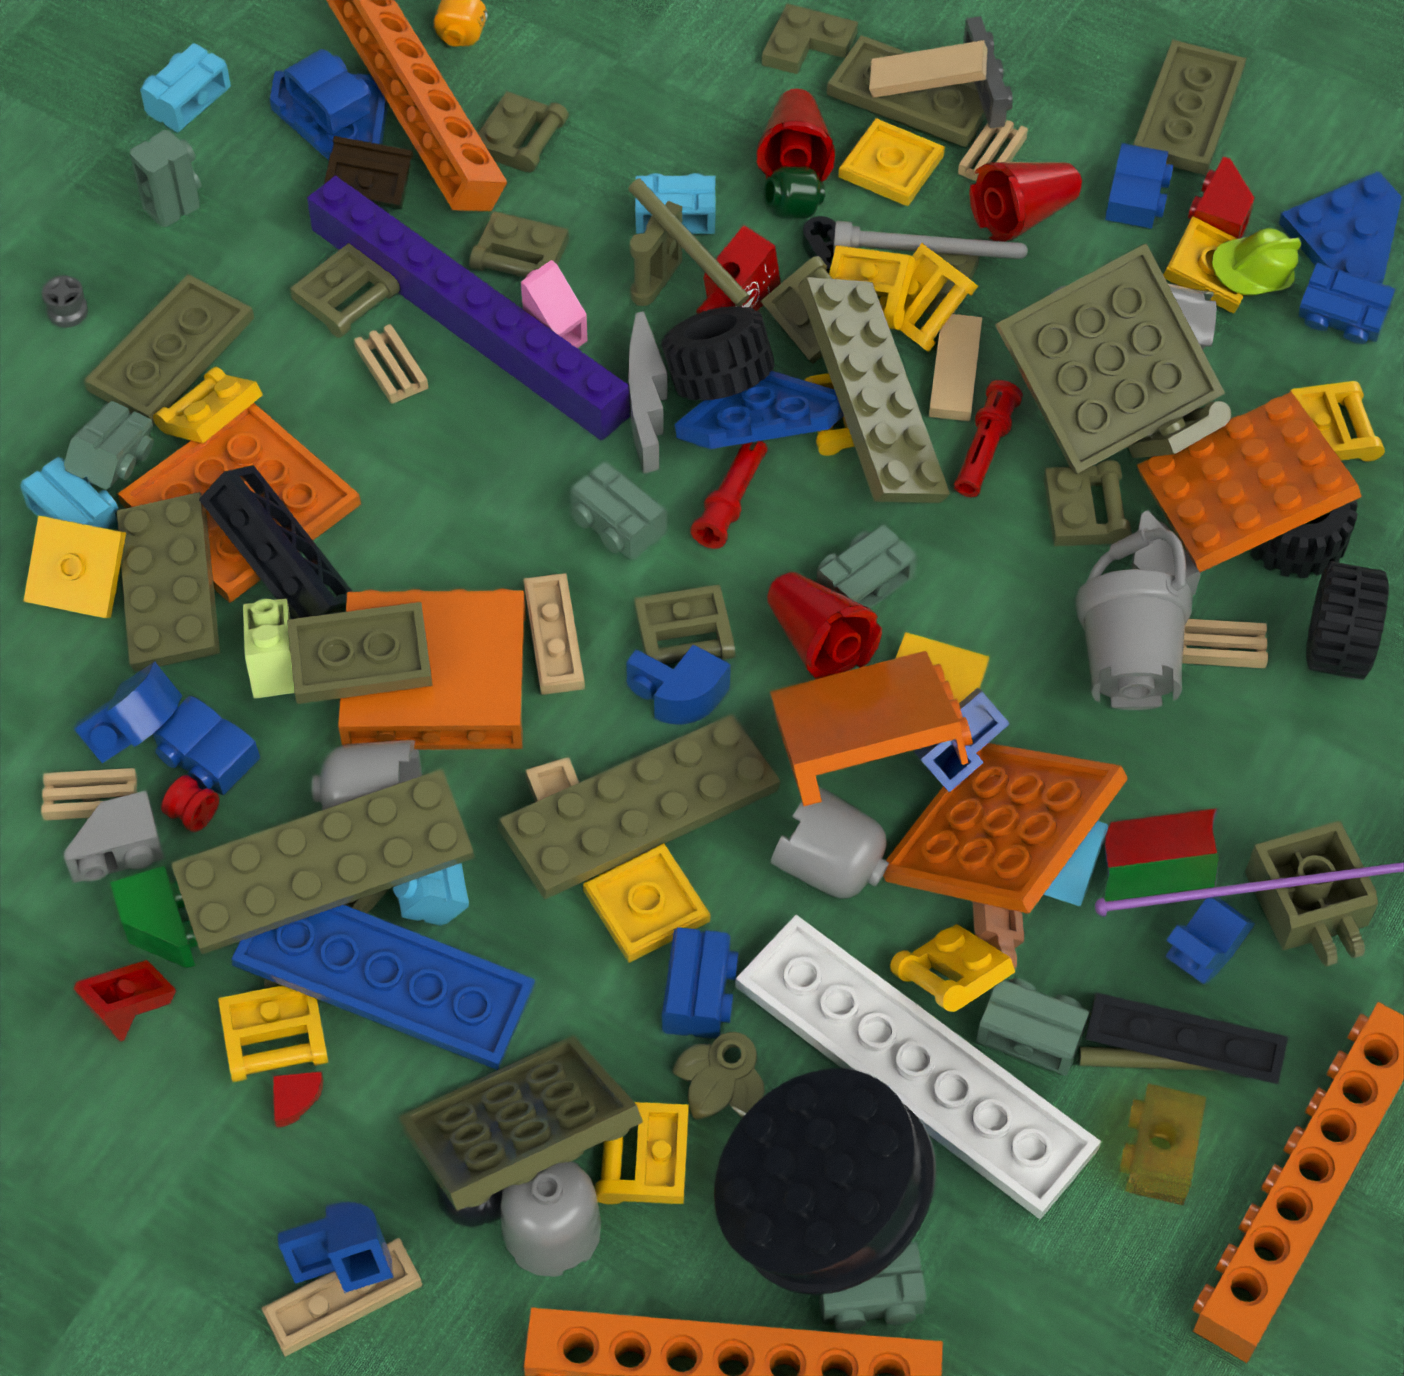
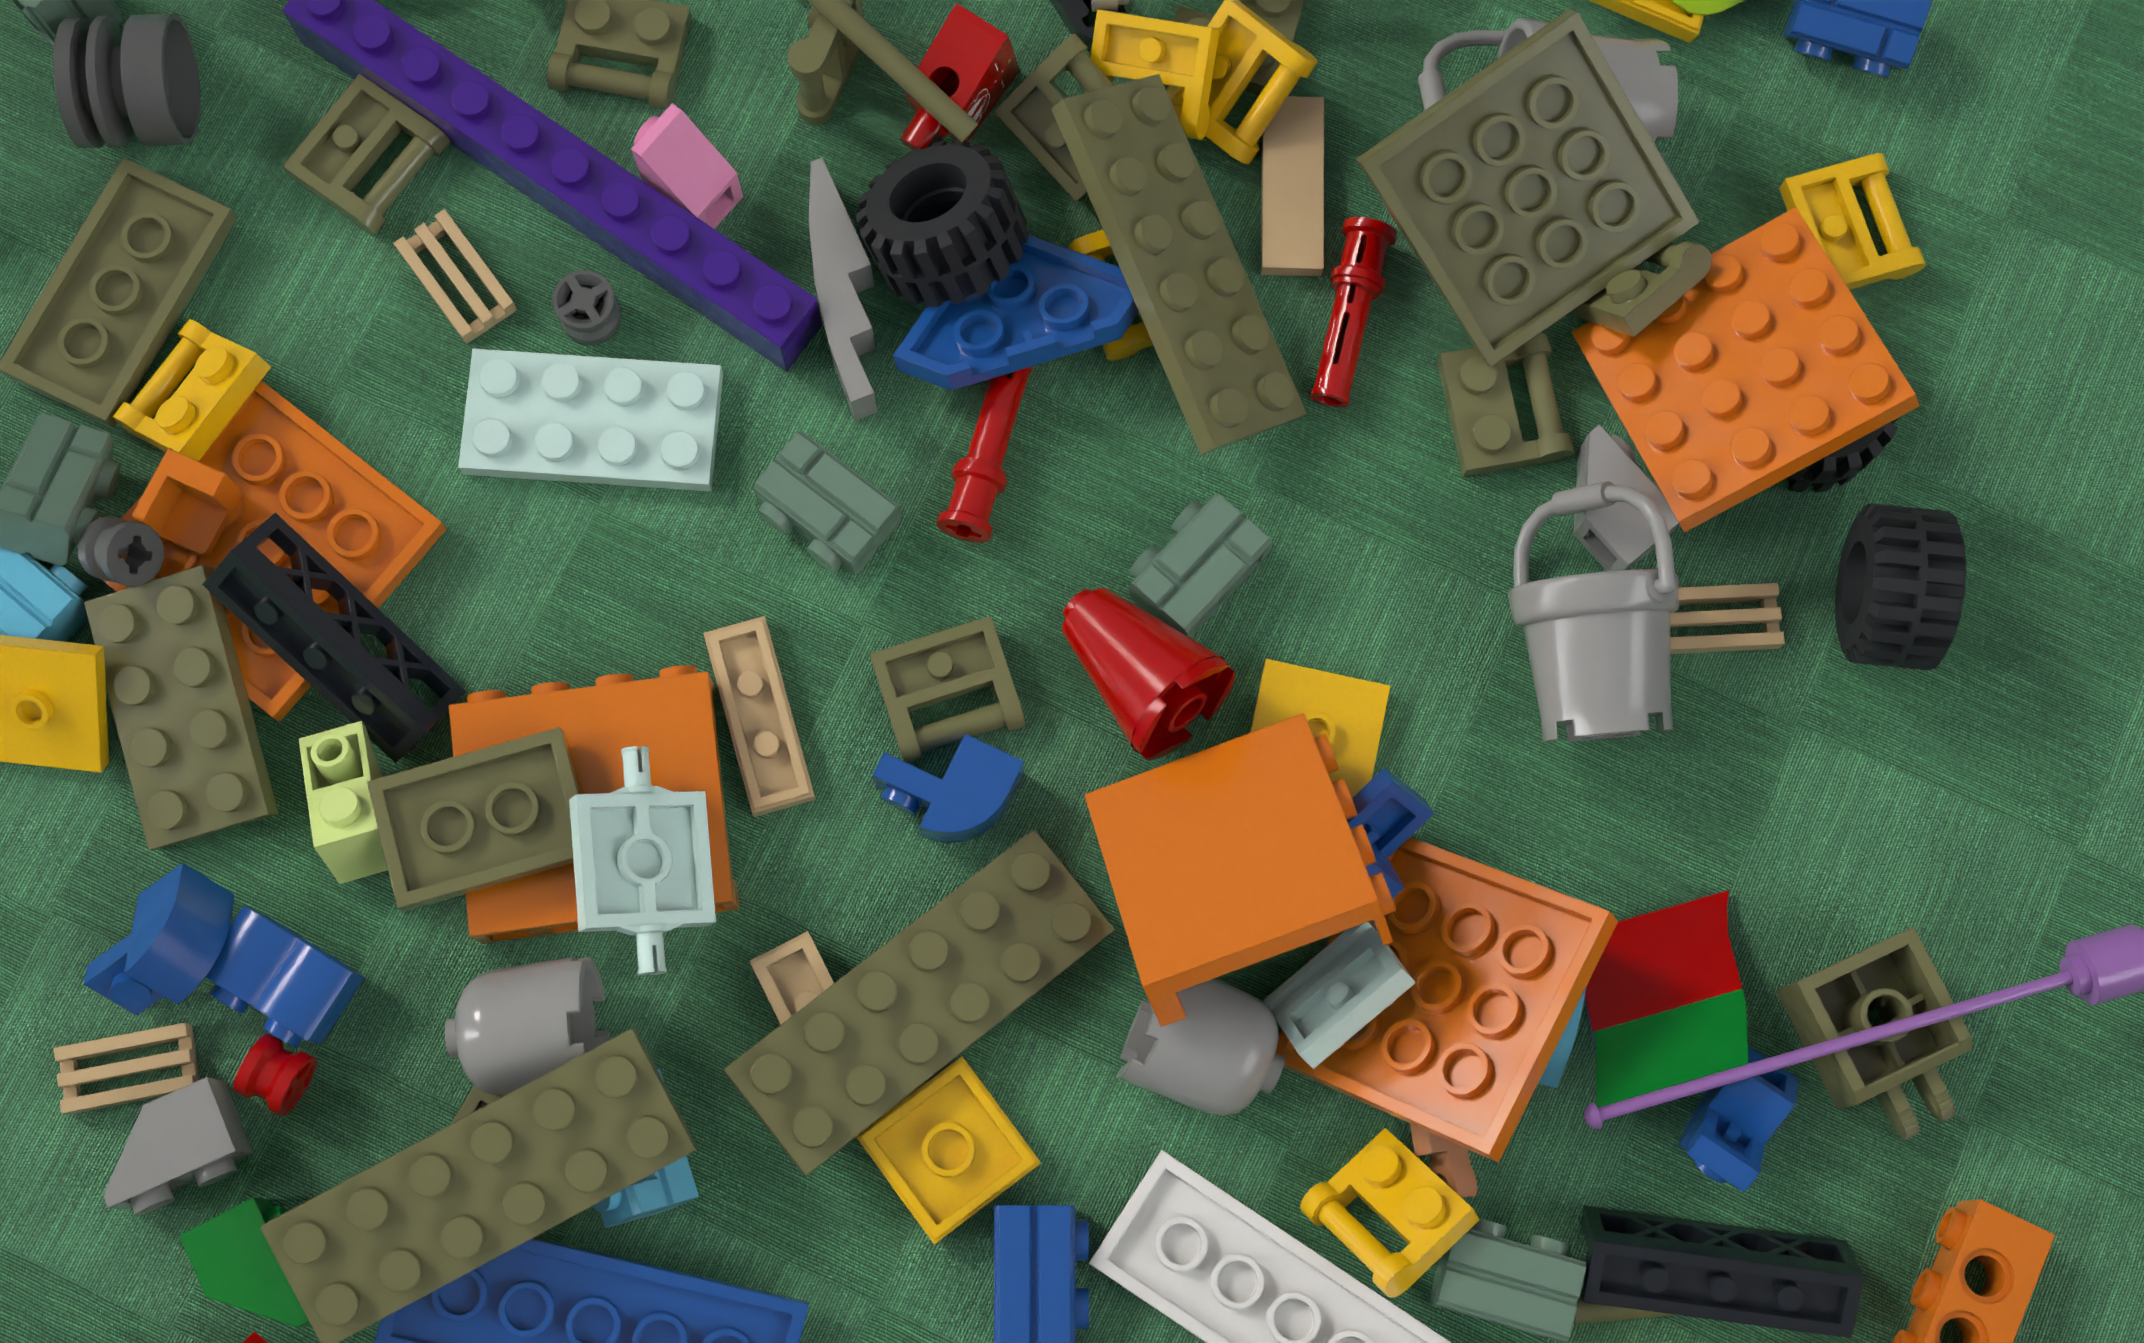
camera: 10 degrees left, 20 degrees up
(138, 485) = (109, 539): none -> dark grey wheel
(195, 459) = (188, 503): none -> orange panel
(196, 227) = (127, 80): none -> dark grey wheel
(464, 682) = (642, 861): none -> light aqua plate
(467, 452) = (591, 420): none -> light aqua plate
(478, 376) = (581, 293): none -> dark grey wheel
(943, 812) = (1338, 992): none -> light aqua plate

